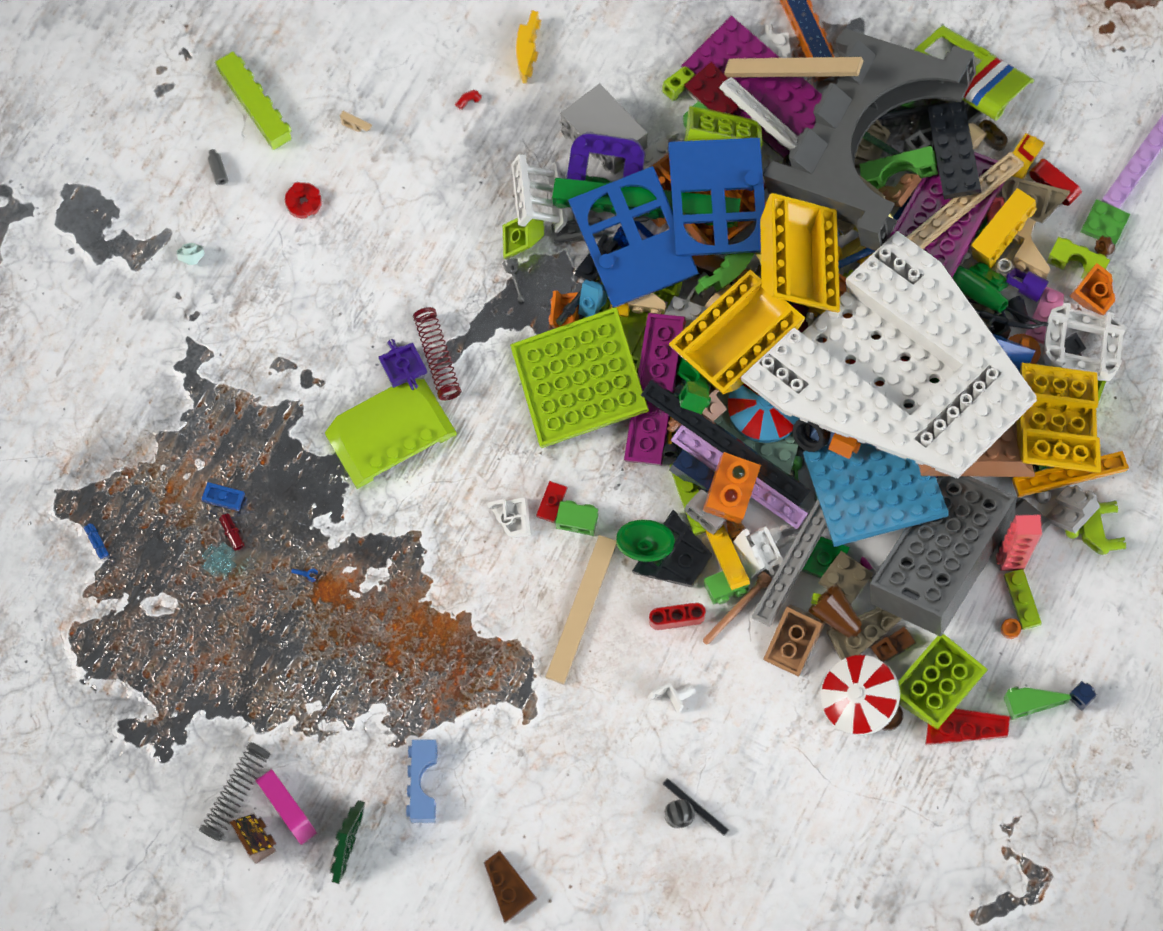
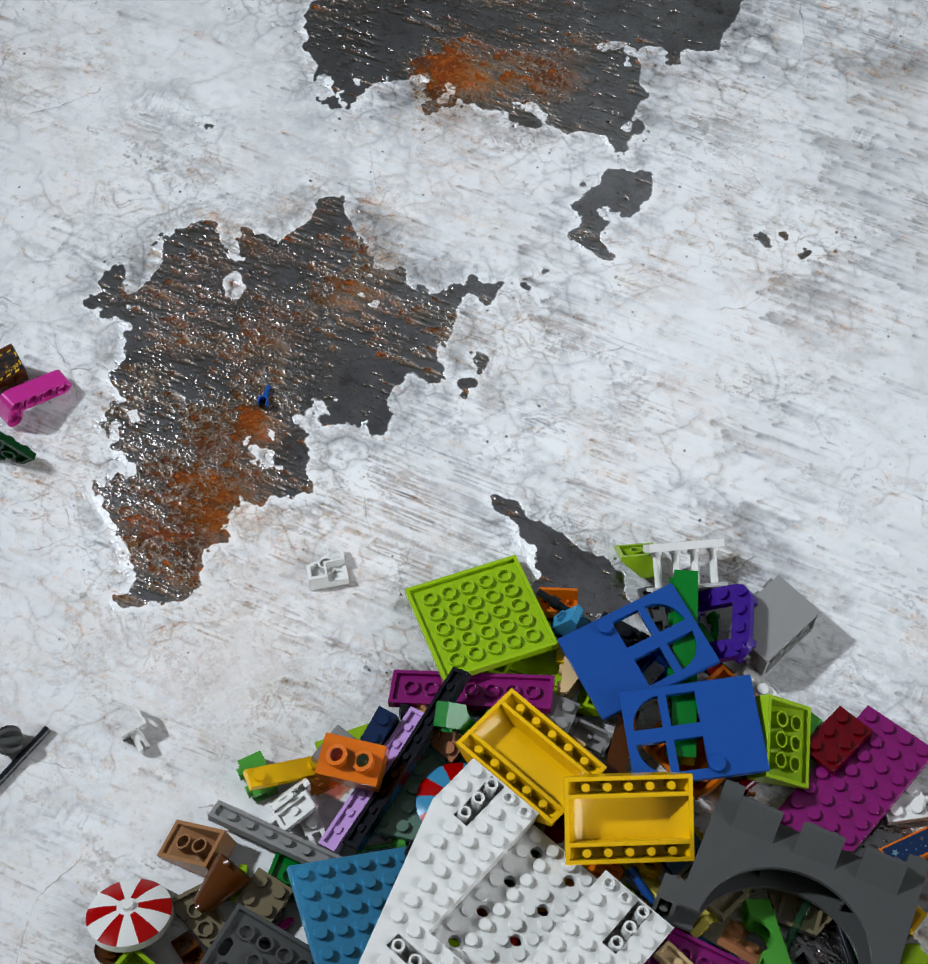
camera: 80 degrees right, 10 degrees down
(96, 541) = (293, 229): blue axle -> none
(190, 253) = (587, 272): light aqua plate -> none
(211, 831) = (92, 367): dark grey piece -> none
(217, 167) = (682, 287): dark grey cylinder -> none
(220, 558) = (274, 322): clear light blue piece -> none
(223, 496) = (339, 322): blue plate -> none
(231, 532) = (304, 332): dark red axle -> none
(253, 100) = (759, 310): lime brick -> none
(299, 191) = (661, 354): red plate -> none
(353, 122) = (749, 393): tan tile -> none
(388, 430) = (417, 455): lime slope -> none
(402, 364) = (484, 459): dark purple plate -> none
(421, 807) = (29, 508): medium blue arch -> none
(432, 316) = (460, 505): dark red piece -> none
(467, 96) = (794, 498): red arm -> none
(511, 267) = (603, 551): dark grey hinge -> none
(526, 46) = (856, 547): yellow slope -> none
(551, 501) = (346, 606): red plate -> none
(577, 518) = (327, 628): bright green brick -> none
(581, 609) = (231, 640): tan tile -> none
(645, 540) = (309, 687): green dish -> none
(669, 622) = (221, 738): red beam -> none
(675, 83) = (843, 697): lime leg -> none
(684, 562) = (285, 735): black wing -> none
(729, 270) = (603, 749): bright green slope -> none
(759, 113) = (813, 779): white plate -> none
(762, 582) = (262, 813): nougat piece -> none
(794, 67) = (866, 806): tan tile -> none

